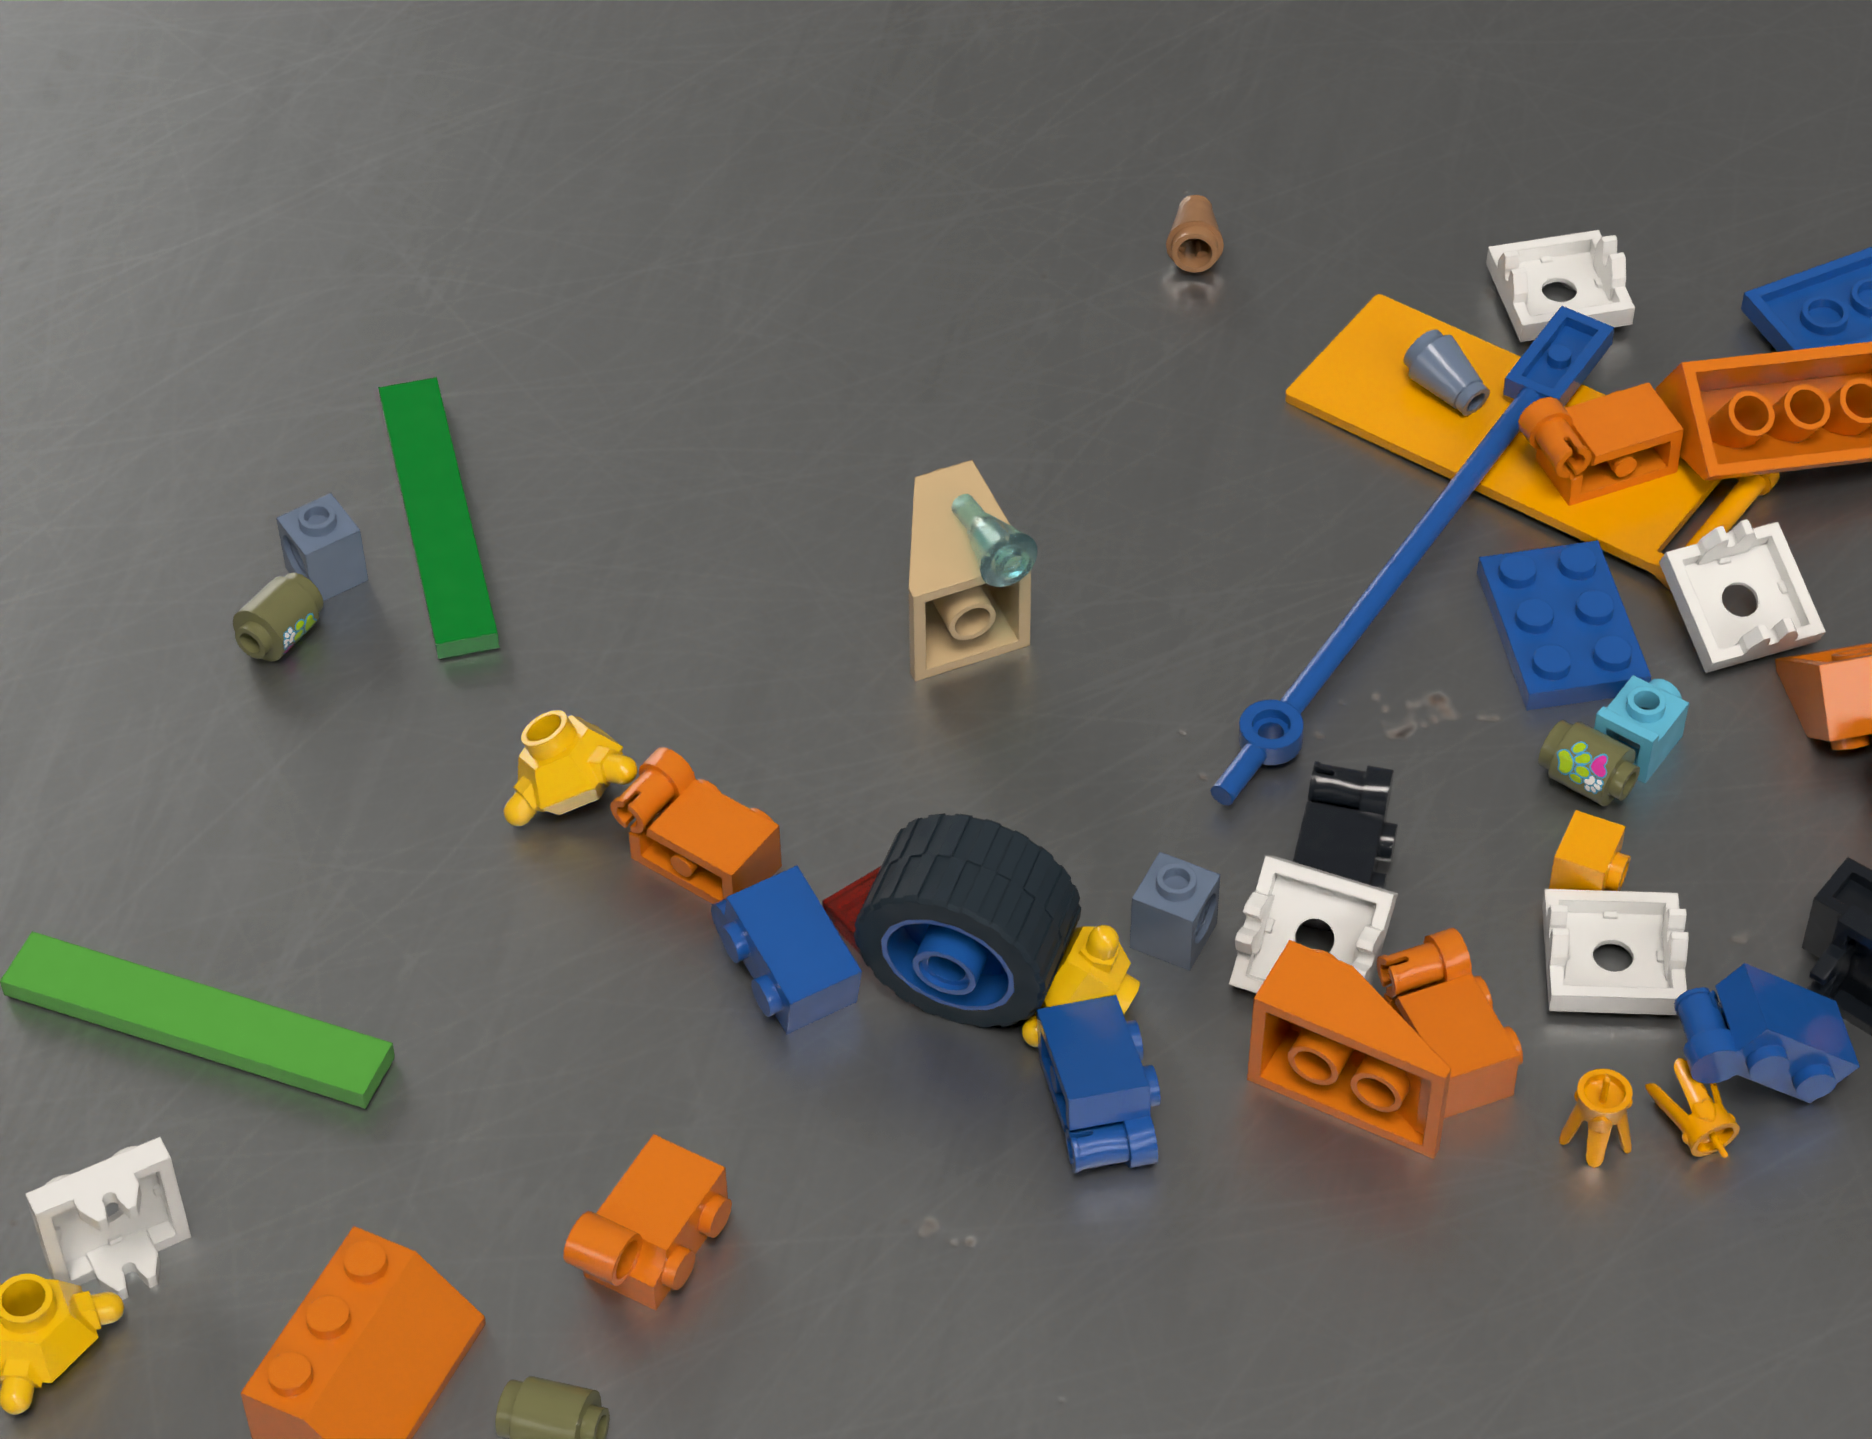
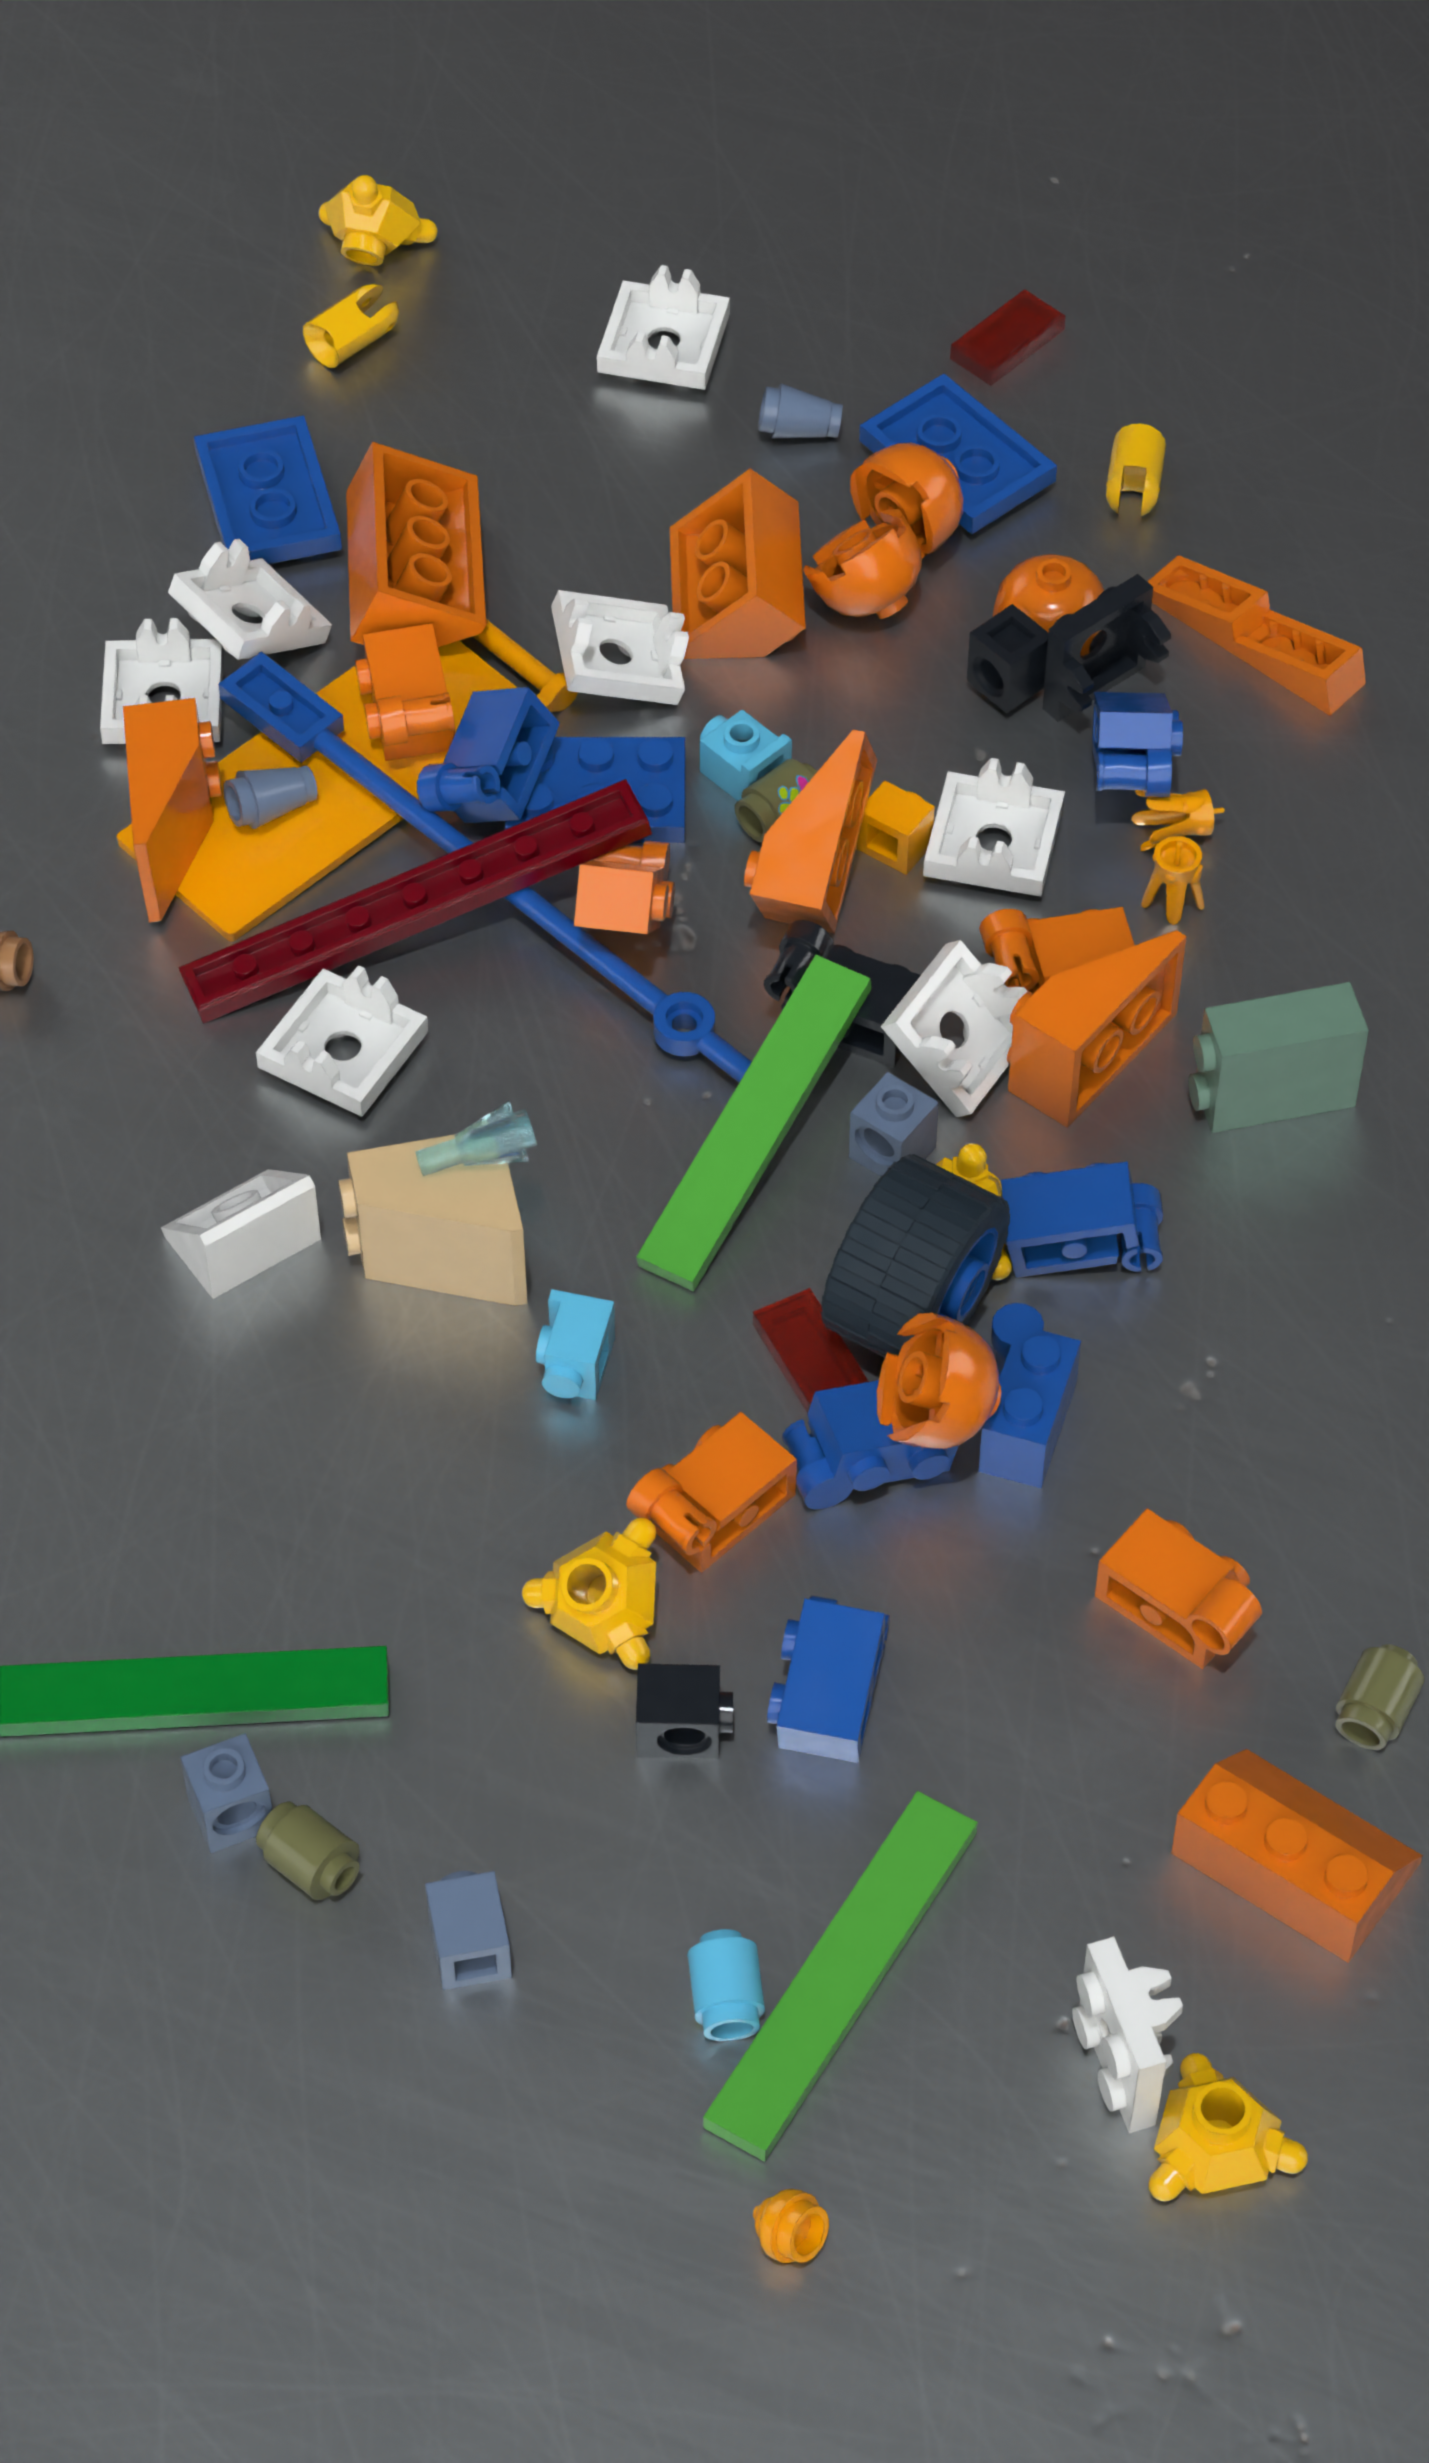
camera: 80 degrees left, 5 degrees up
(166, 926) = (726, 1985): none -> medium azure brick
(207, 734) = (468, 1929): none -> sand blue brick
(452, 846) = (681, 1711): none -> black brick
(501, 948) = (829, 1679): none -> blue hinge
(805, 951) = (938, 1384): none -> orange cylinder
(850, 709) = (576, 1344): none -> medium azure brick
(862, 1065) = (1036, 1390): none -> blue hinge
(918, 440) = (247, 1229): none -> white slope
(1151, 458) = (336, 1009): none -> white piece
(1151, 793) = (754, 1123): none -> bright green tile
(1350, 1222) = (1279, 1057): none -> sand green brick
(1354, 503) = (415, 901): none -> dark red tile
(1382, 285) = (168, 793): none -> orange slope
(1399, 638) = (626, 889): none -> orange hinge
(1499, 766) = (814, 841): none -> orange slope
(1535, 514) = (491, 758): none -> blue hinge
(1697, 292) = (254, 589): none -> white piece

